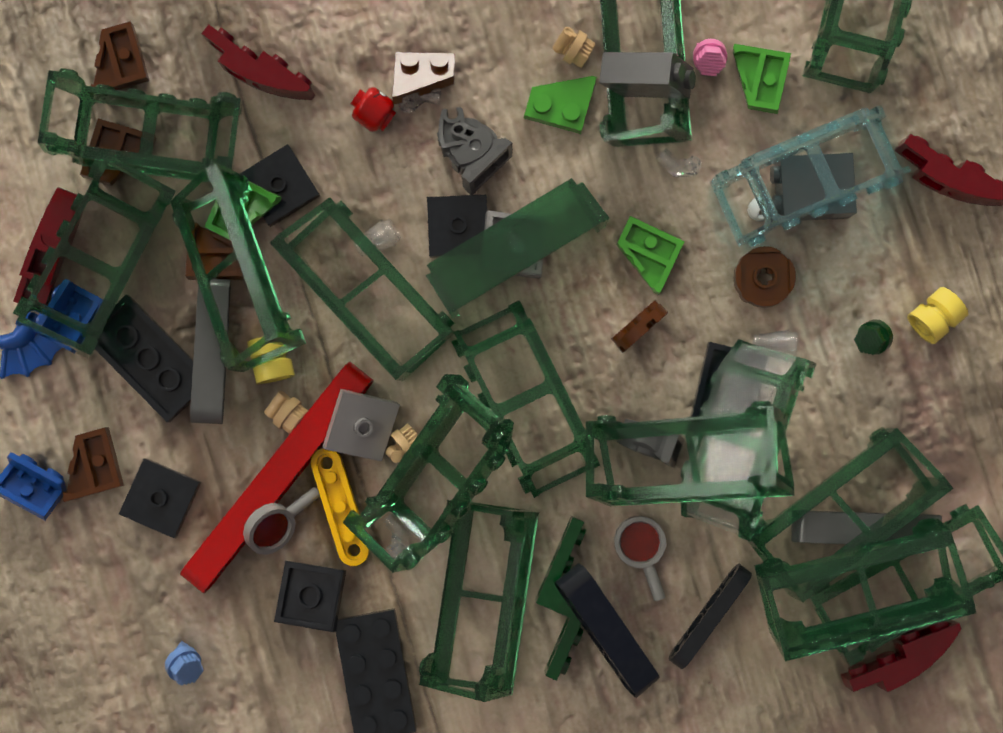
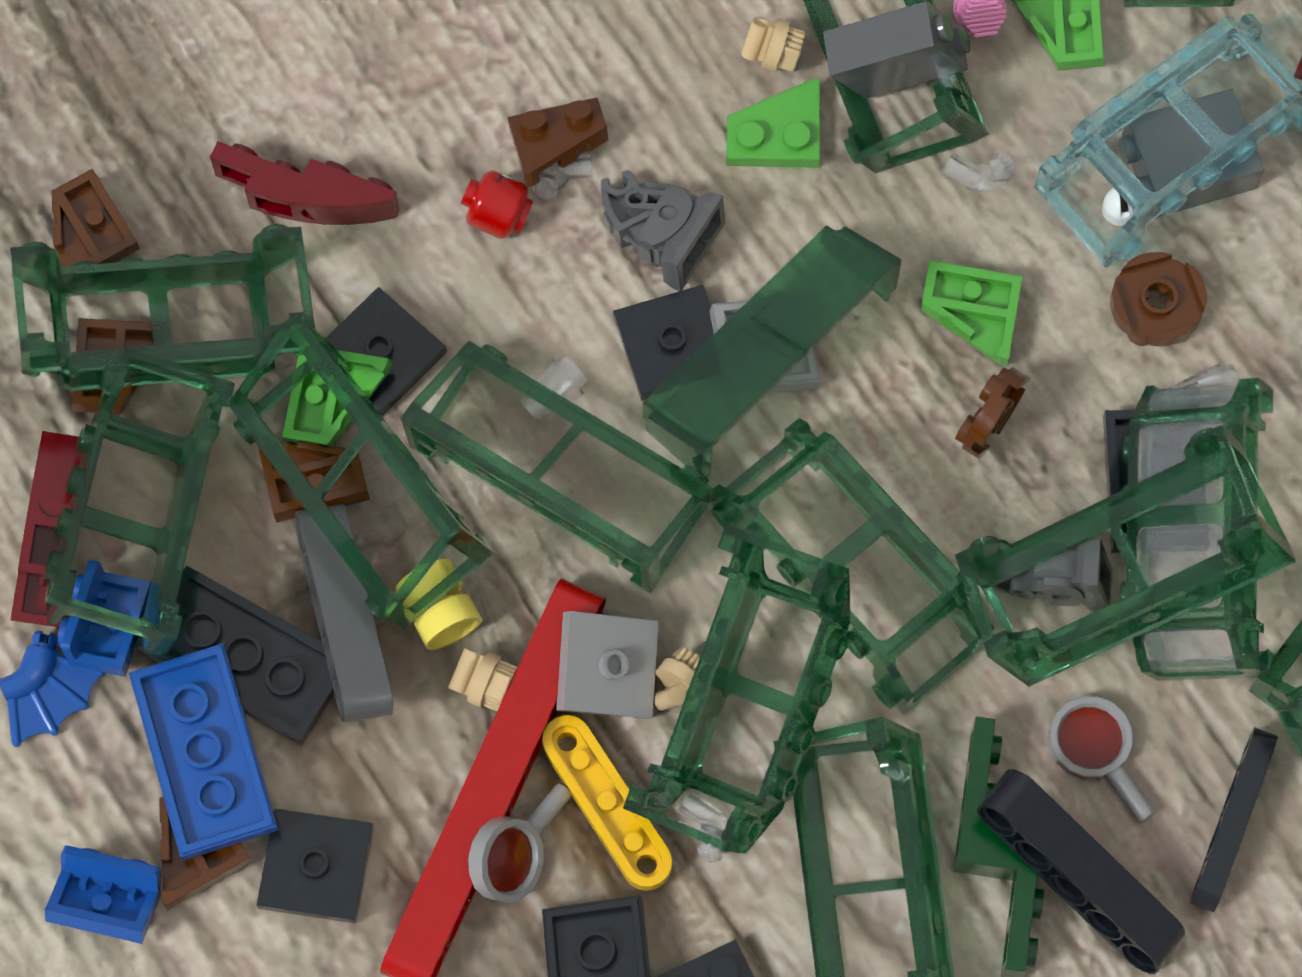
camera: 15 degrees left, 15 degrees down
(106, 415) = (203, 752): none -> blue tile

